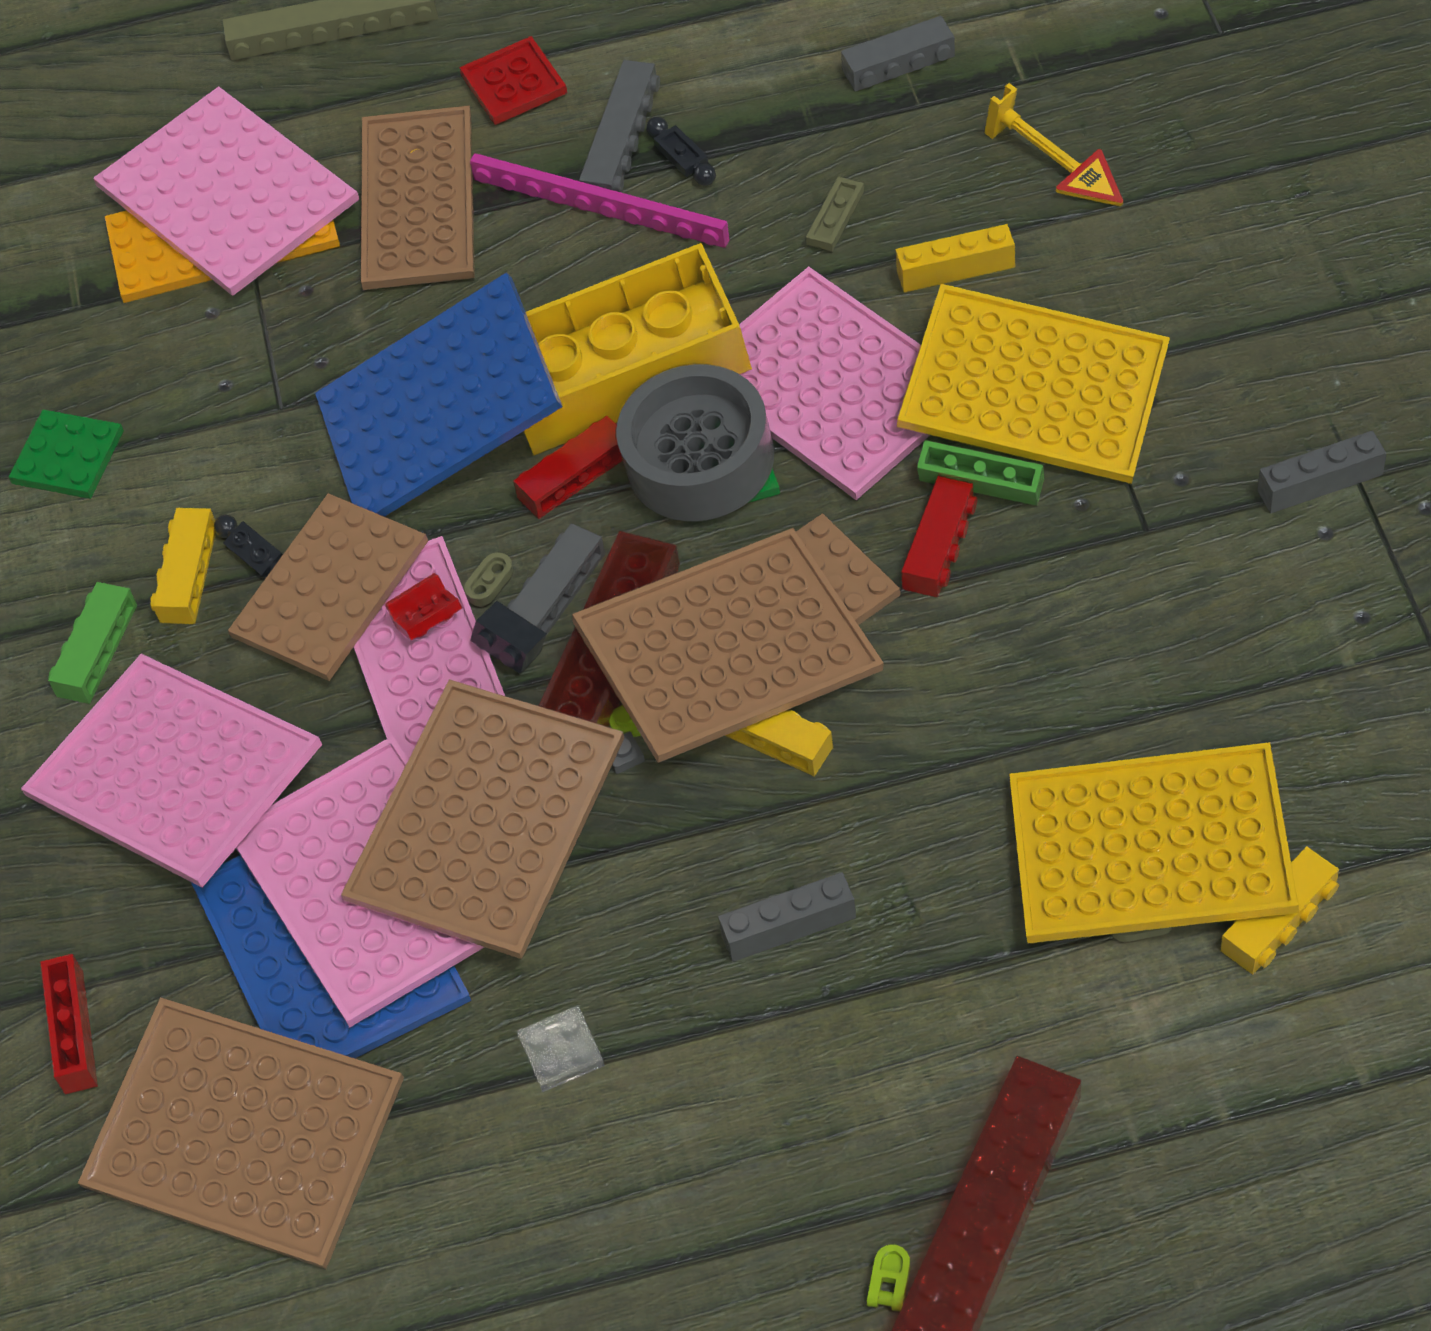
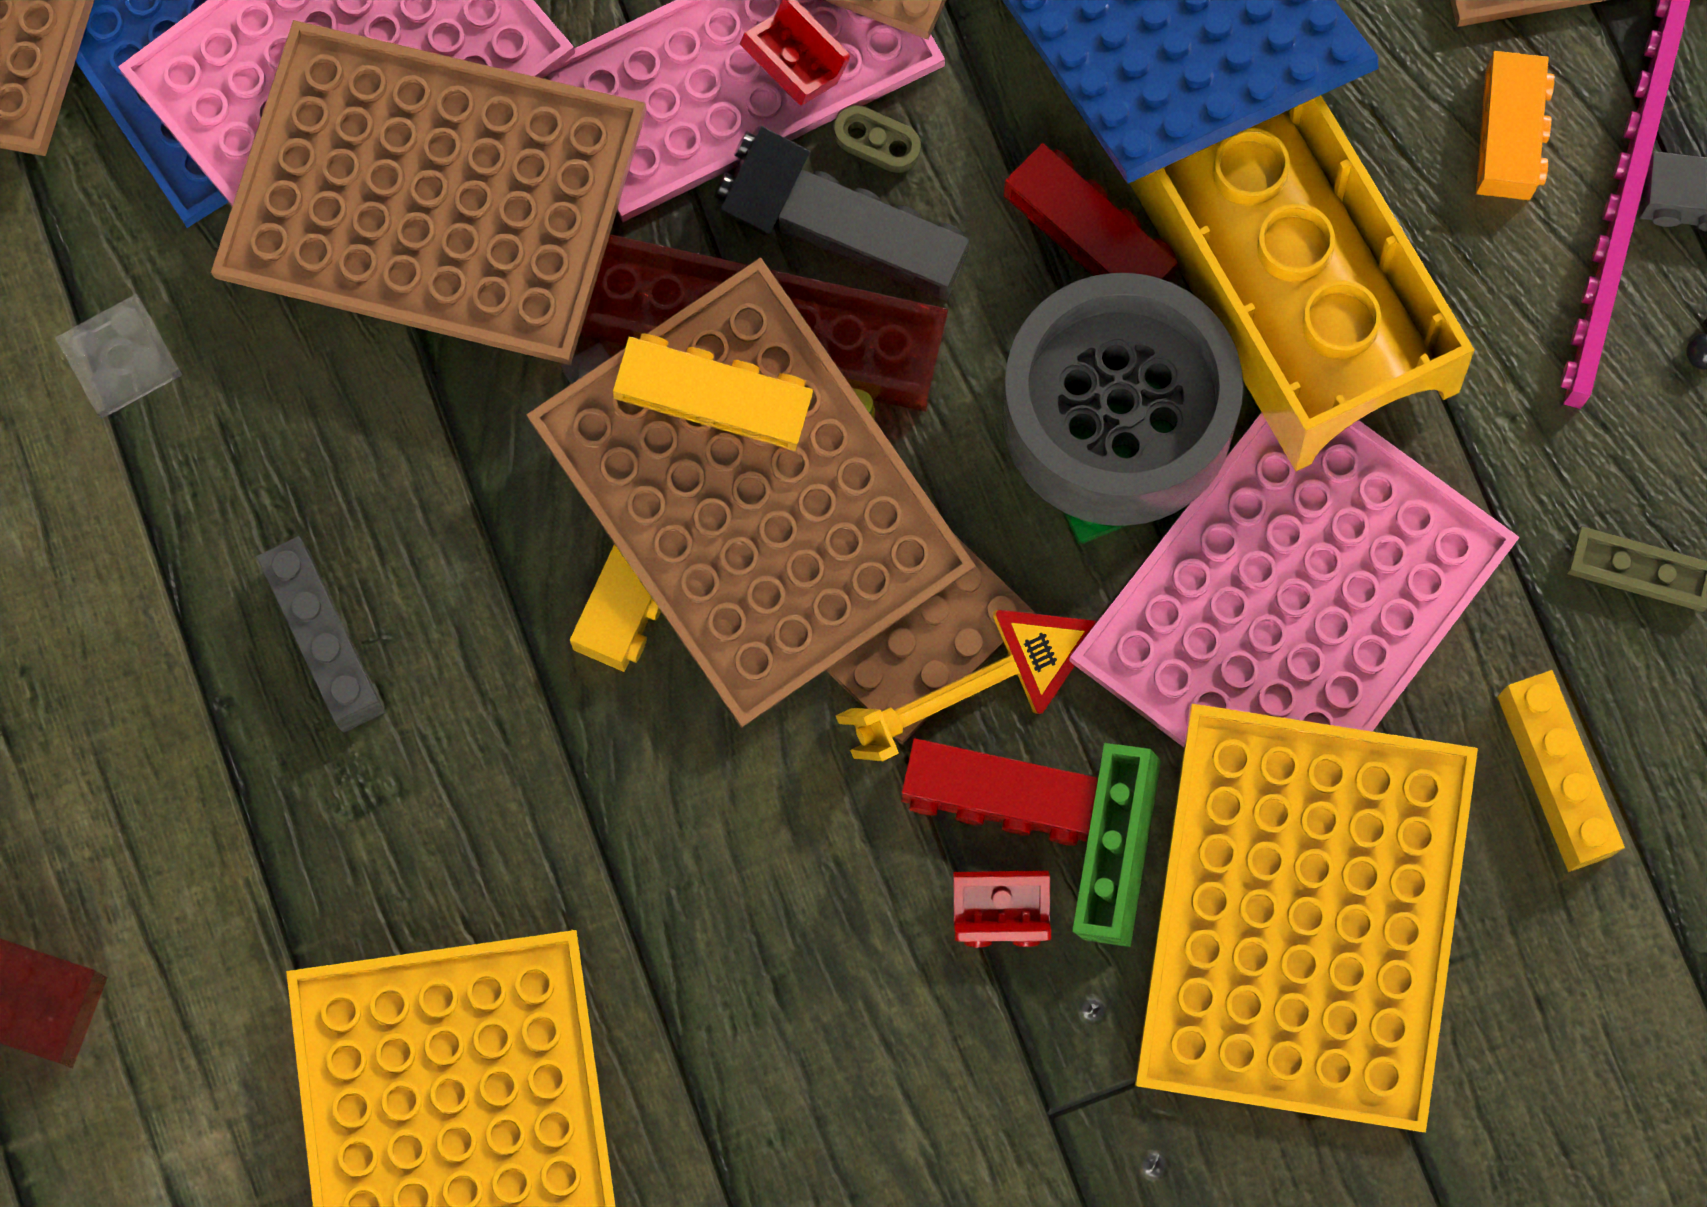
camera: 75 degrees right, 20 degrees up
(546, 252) = (1514, 125): none -> light orange brick
(662, 642) = (713, 392): none -> yellow brick
(896, 583) = (1037, 653): none -> yellow piece
(1014, 540) = (1001, 907): none -> bracket

